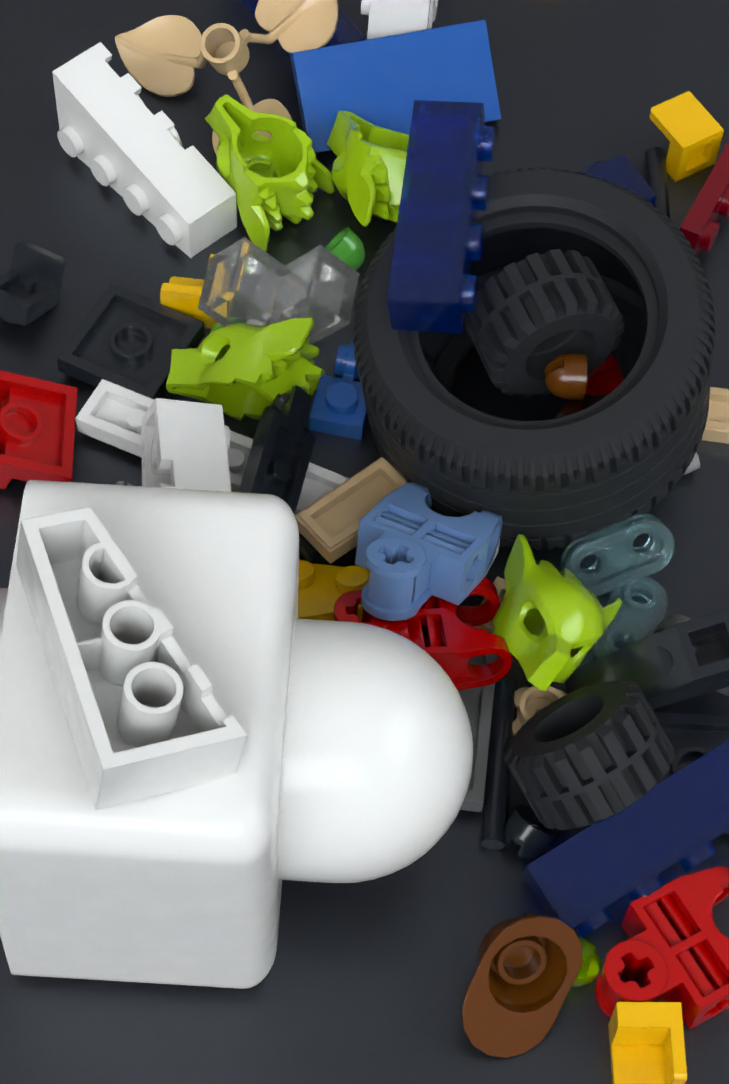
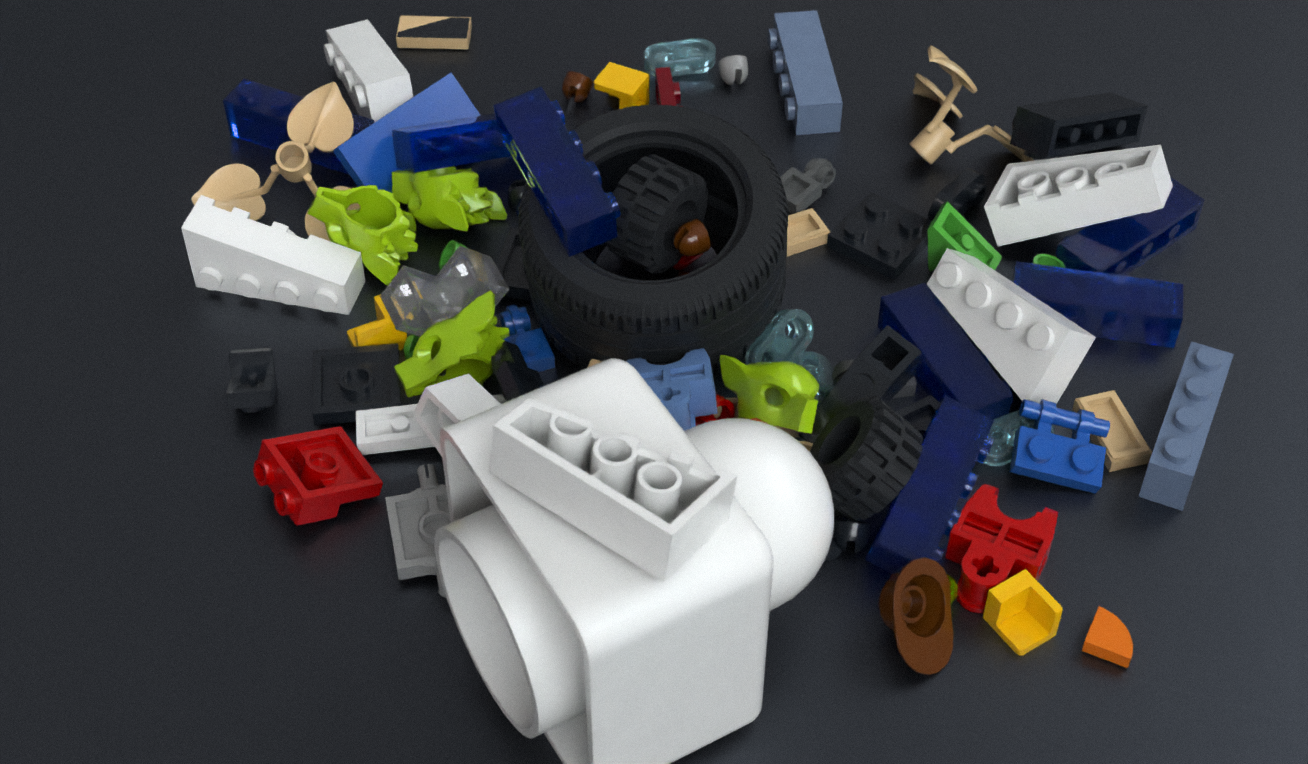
camera: 30 degrees left, 10 degrees down
(524, 128) = (448, 143): none -> clear blue brick
(637, 101) = (577, 85): none -> reddish brown hinge

